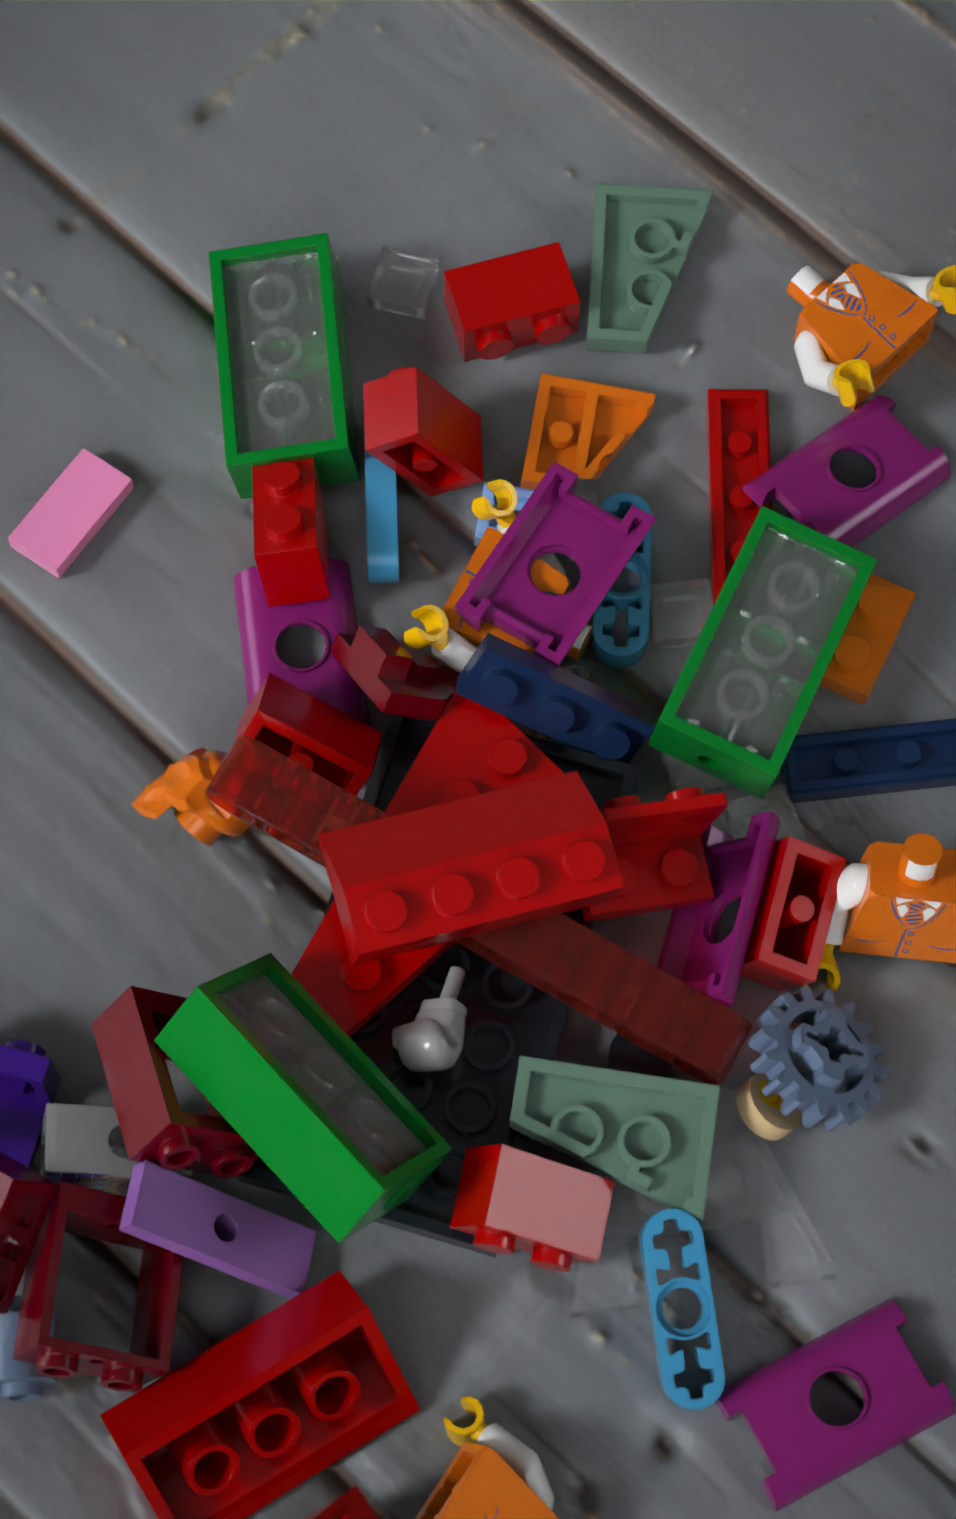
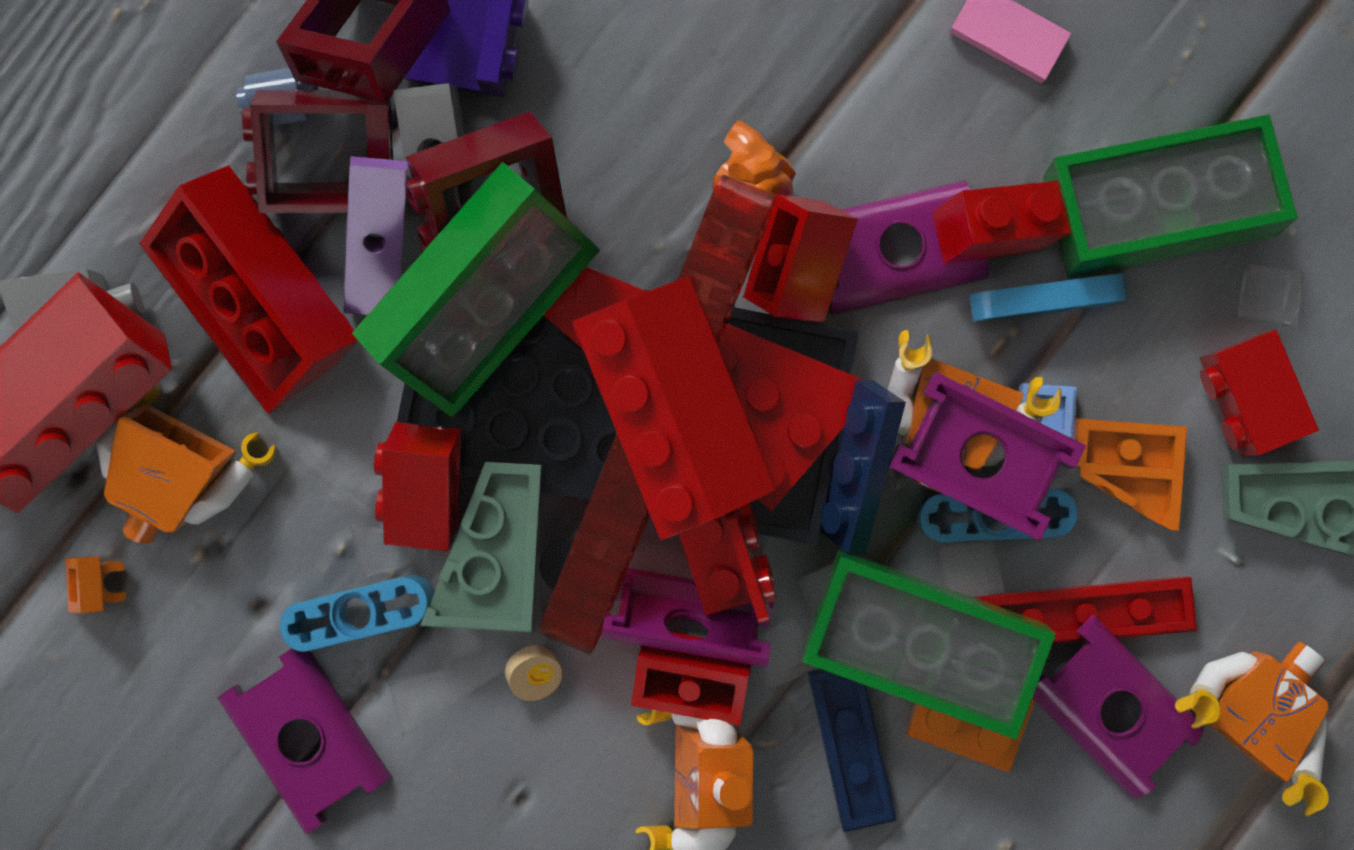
camera: 75 degrees right, 20 degrees up
(393, 676) = (868, 329): dark red plate -> none
(422, 431) = (1110, 325): red brick -> none
(437, 1032) = (554, 394): light grey piece -> none
(817, 1058) = (570, 726): sand blue gear -> none

